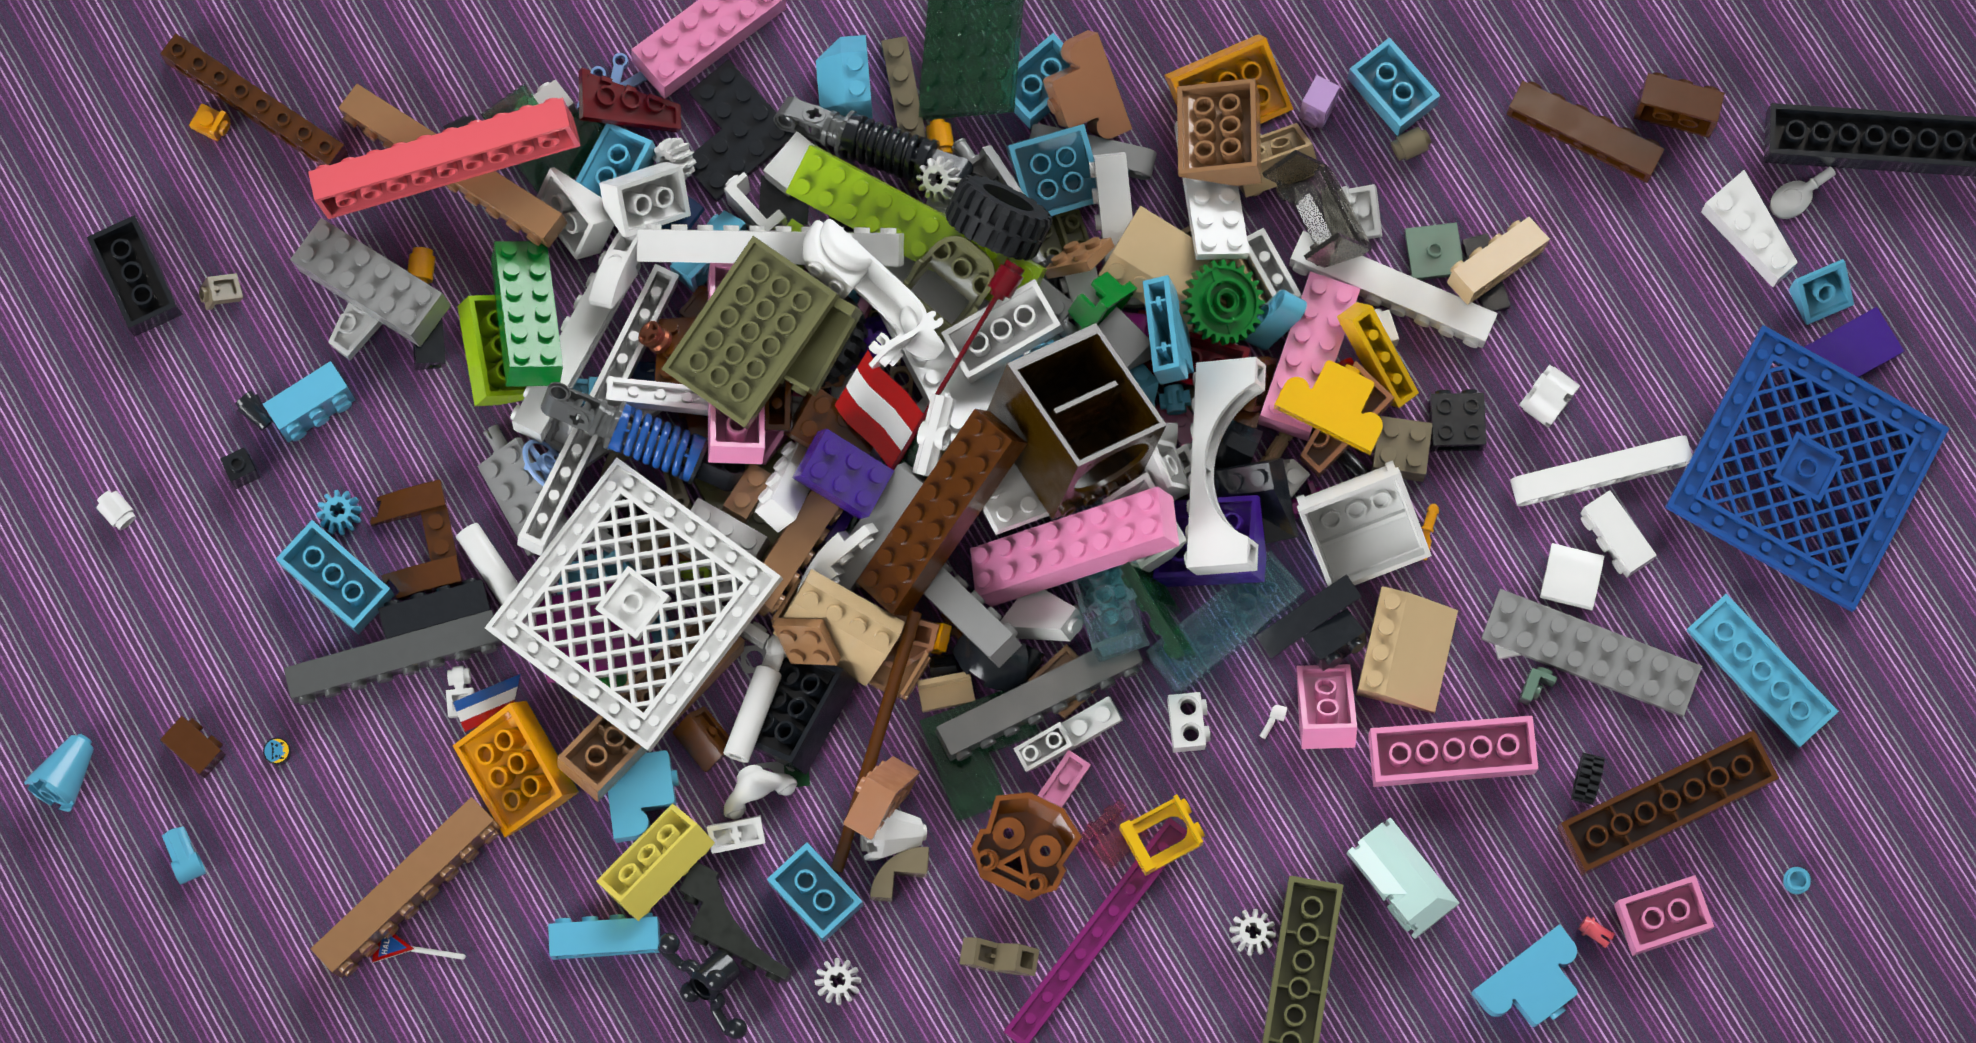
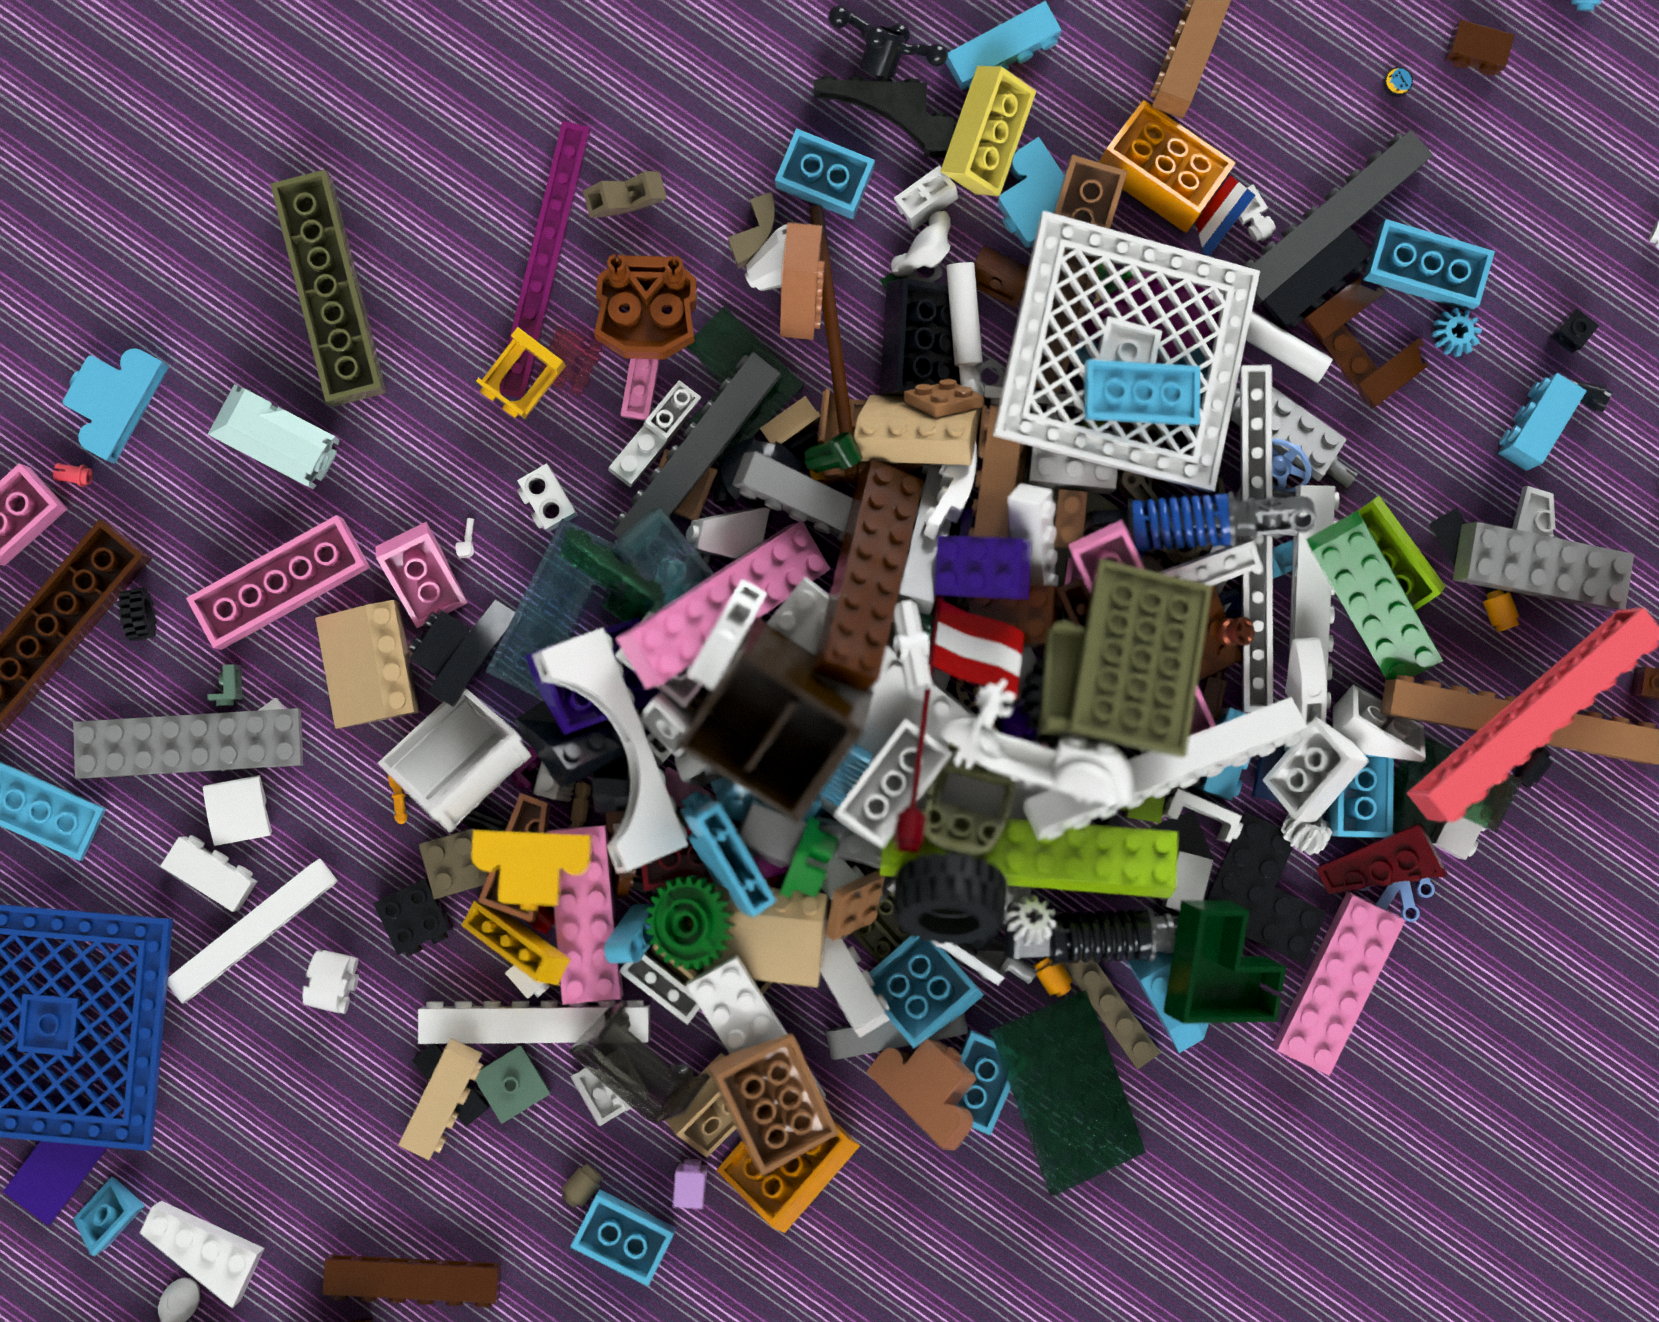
camera: 155 degrees right, 10 degrees up
(639, 559) = (1142, 392): none -> medium azure plate
(807, 75) = (1211, 976): none -> dark green piece
(835, 972) = (756, 99): white gear -> none
(917, 632) = (836, 452): none -> dark green piece
(1083, 505) = (727, 634): none -> white slope
(1244, 936) = (388, 334): white gear -> none

